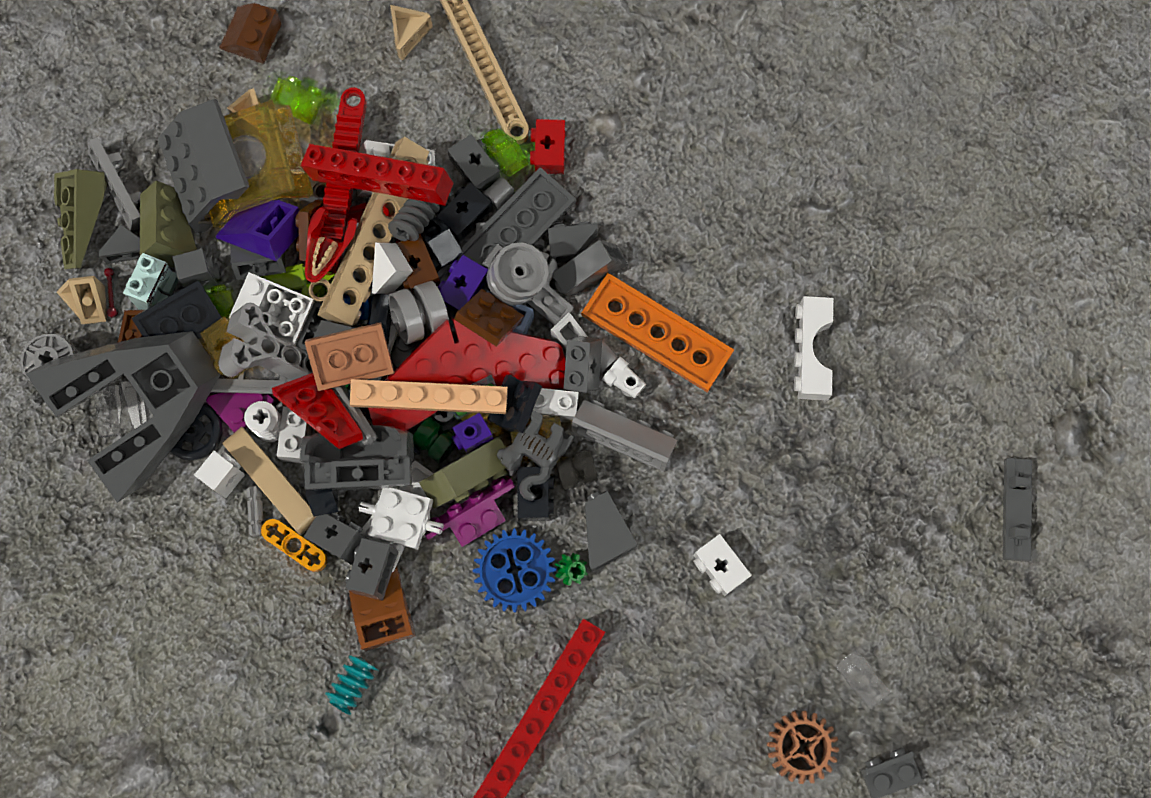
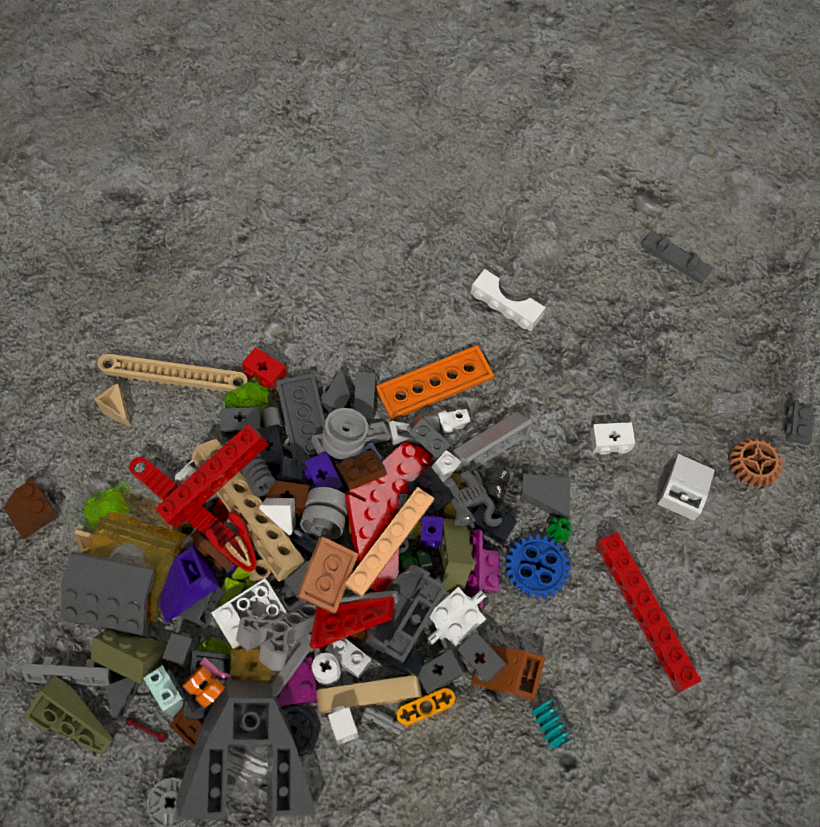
camera: 60 degrees left, 10 degrees down
(86, 298) = (137, 752): tan slope -> none
(164, 322) = (209, 691): none -> orange wheel
(192, 314) = (215, 671): none -> bright pink bar
(718, 682) = (687, 487): none -> white slope

